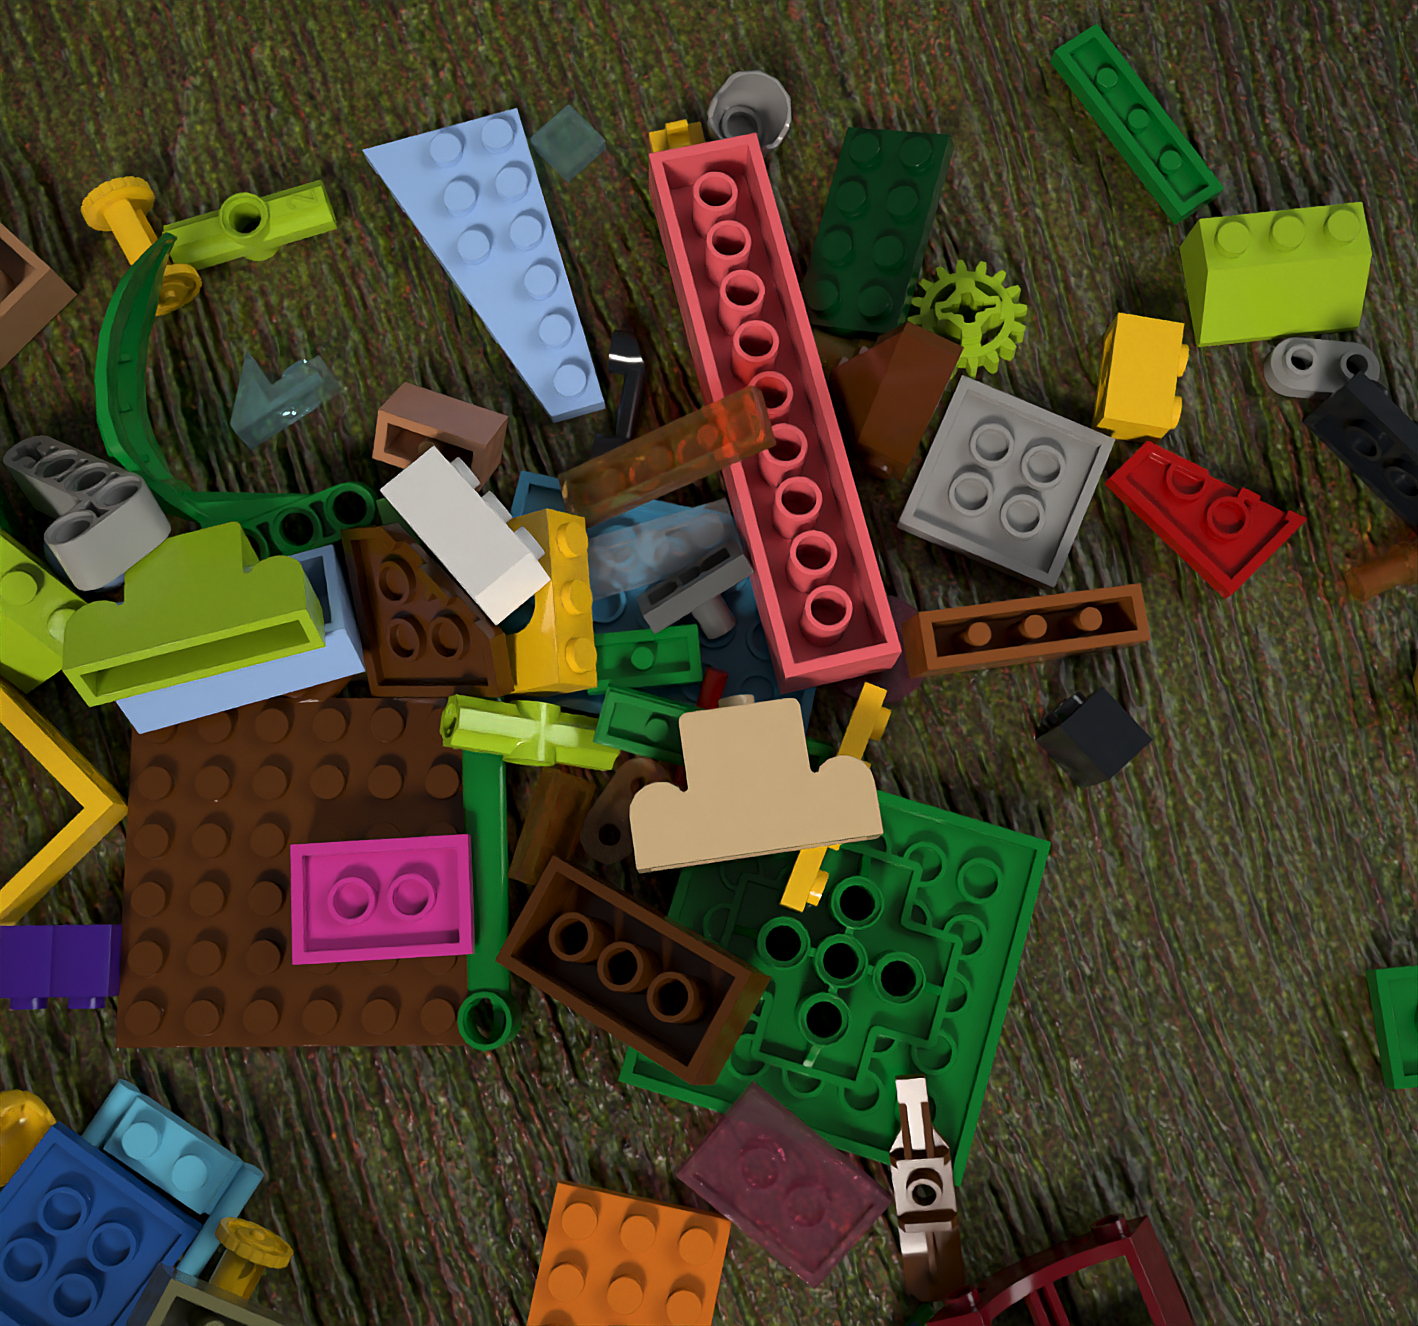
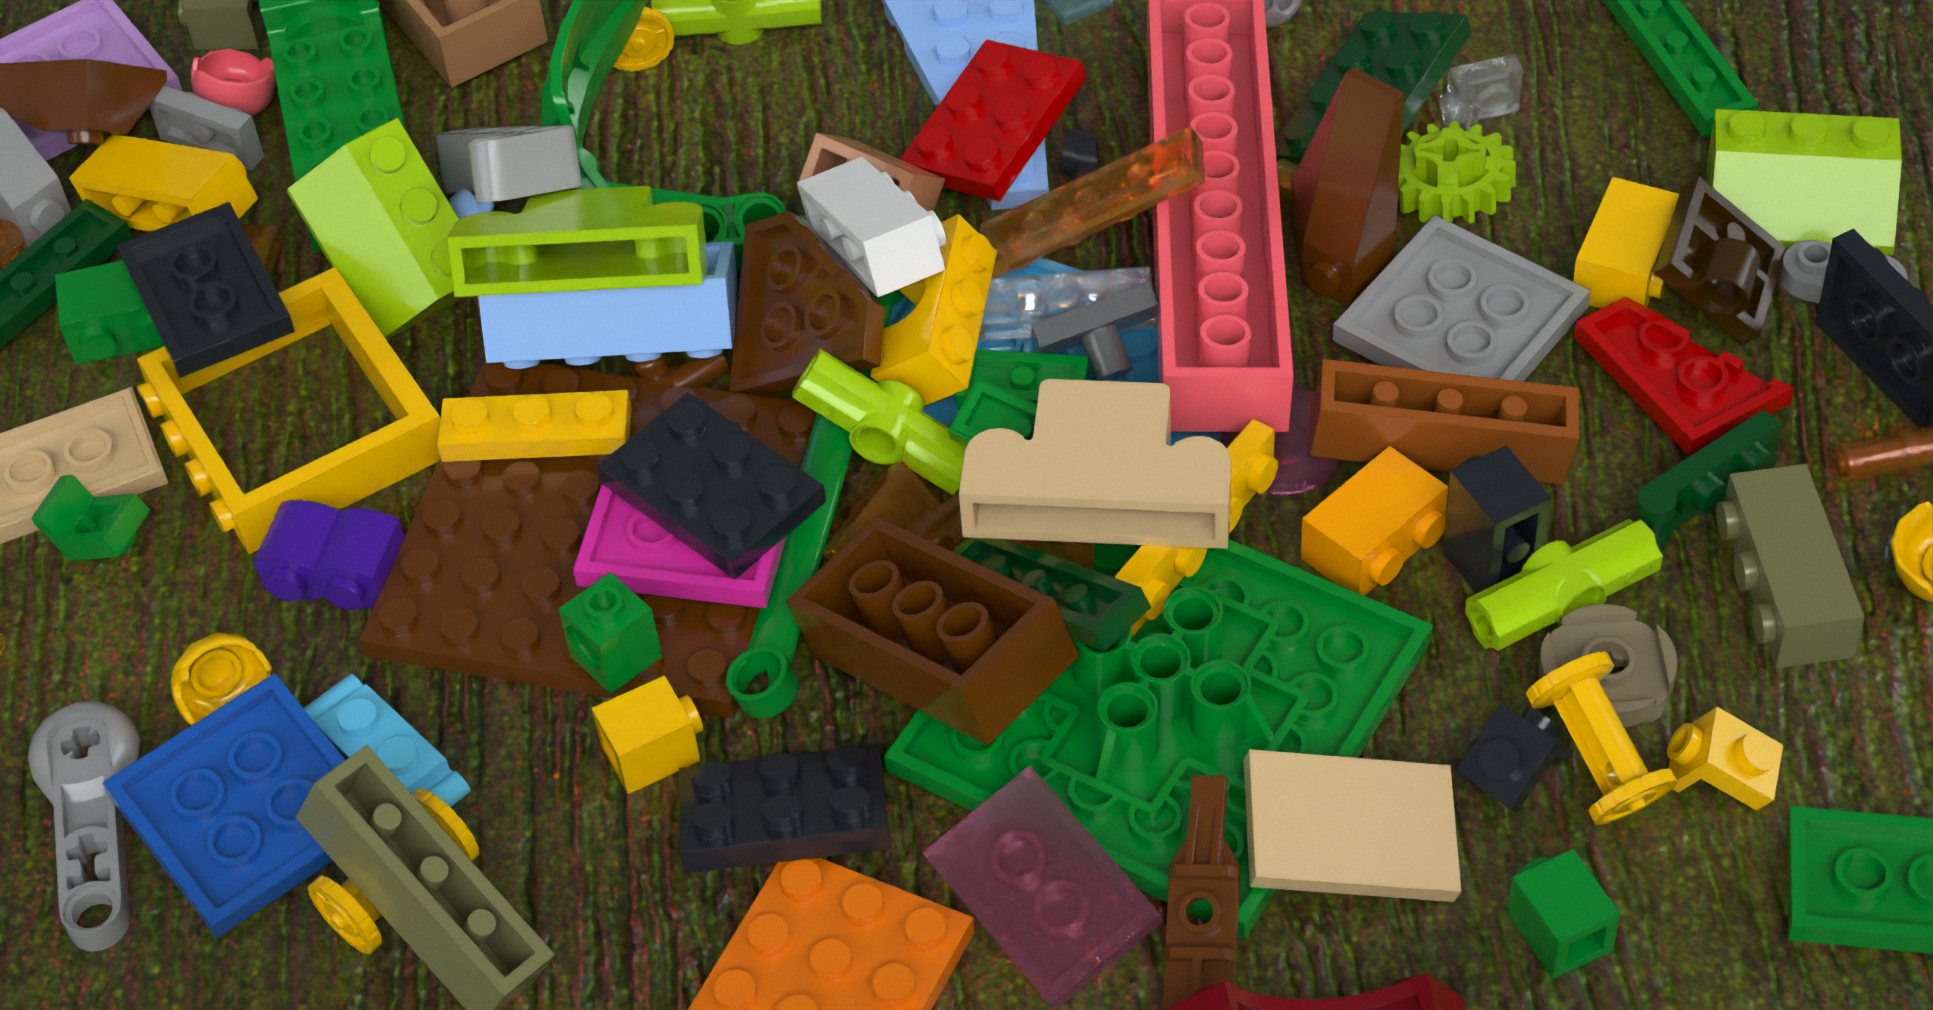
camera: 20 degrees right, 30 degrees down
(205, 789) = (534, 425): none -> yellow plate
(268, 408) = (714, 144): clear light blue slope -> none
(345, 1028) = (610, 632): none -> green brick
(392, 850) = (711, 485): none -> black plate
(405, 1097) = (648, 733): none -> yellow brick
(536, 335) = (995, 118): none -> red plate
(543, 1150) = (782, 808): none -> black plate
(732, 920) = (1091, 603): none -> dark green plate
(973, 217) = (1482, 91): none -> clear bracket
(981, 737) = (1375, 522): none -> light orange brick
(1026, 1071) = (1351, 826): none -> tan tile
(1142, 956) = (1513, 754): none -> black bracket
(1152, 772) = (1562, 580): none -> lime piece
(1210, 1113) = (1562, 913): none -> green brick
(1224, 388) = (1720, 260): none -> dark brown plate
(1228, 863) = (1647, 656): none -> dark tan plate
(1244, 984) = (1601, 737): none -> yellow hose
(1247, 637) = (1703, 477): none -> dark green plate
(1308, 925) = (1726, 756): none -> yellow bracket
(1333, 713) = (1790, 566): none -> olive brick

